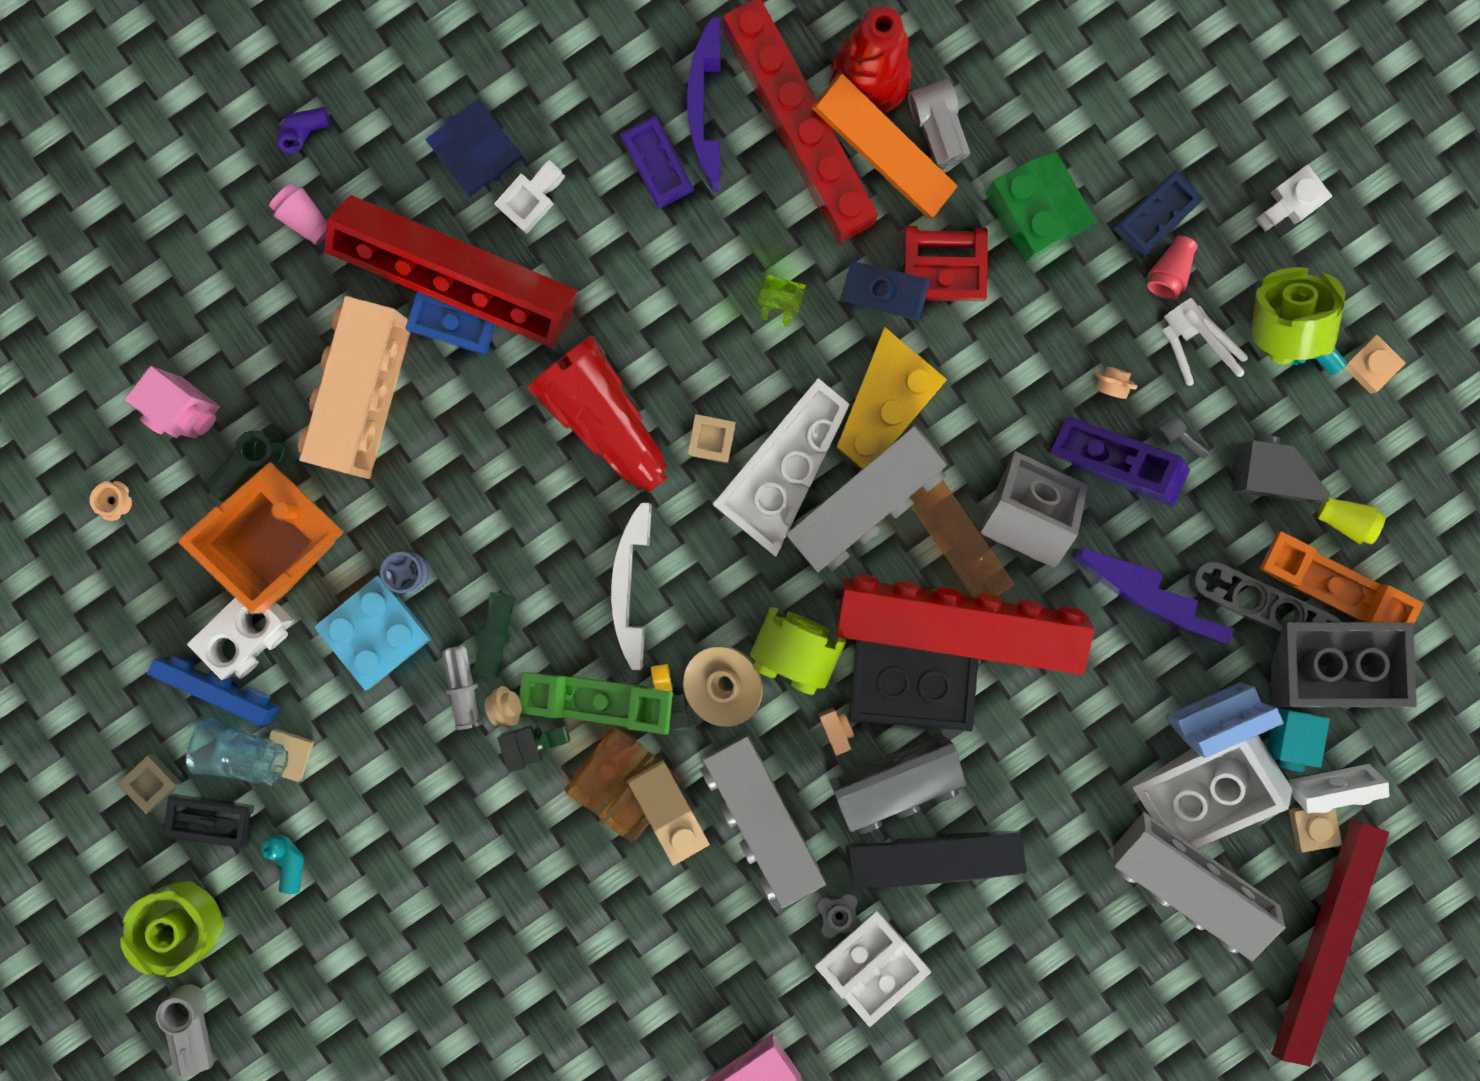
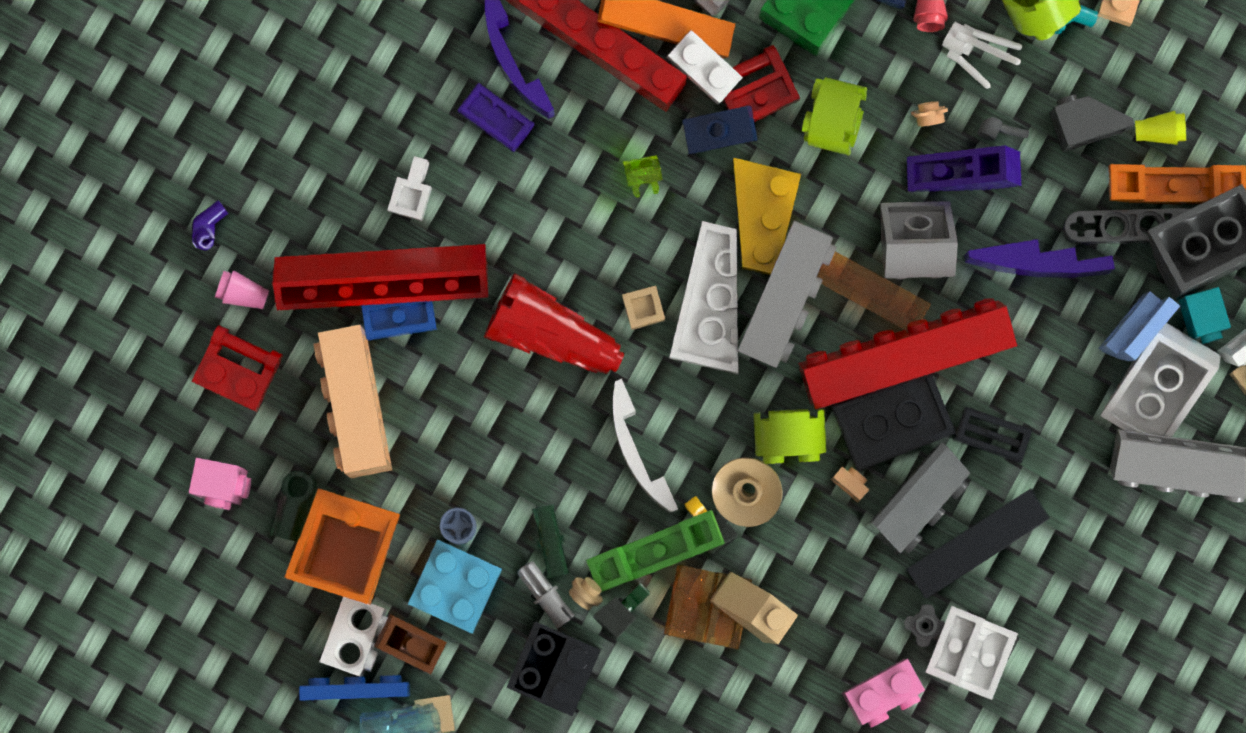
camera: 25 degrees left, 5 degrees down
(100, 500) = (193, 591): light nougat plate -> none
(248, 302) = (233, 379): none -> red plate
(291, 670) = (410, 644): none -> reddish brown slope
(429, 771) = (553, 668): none -> black slope
(473, 147) = (347, 175): clear blue piece -> none
(760, 966) = (883, 692): none -> bright pink brick
(763, 820) = (829, 579): light grey brick -> none
(901, 214) = (704, 67): none -> white plate
(984, 726) = (964, 425): none -> black tile
(1014, 335) = (834, 116): none -> lime brick

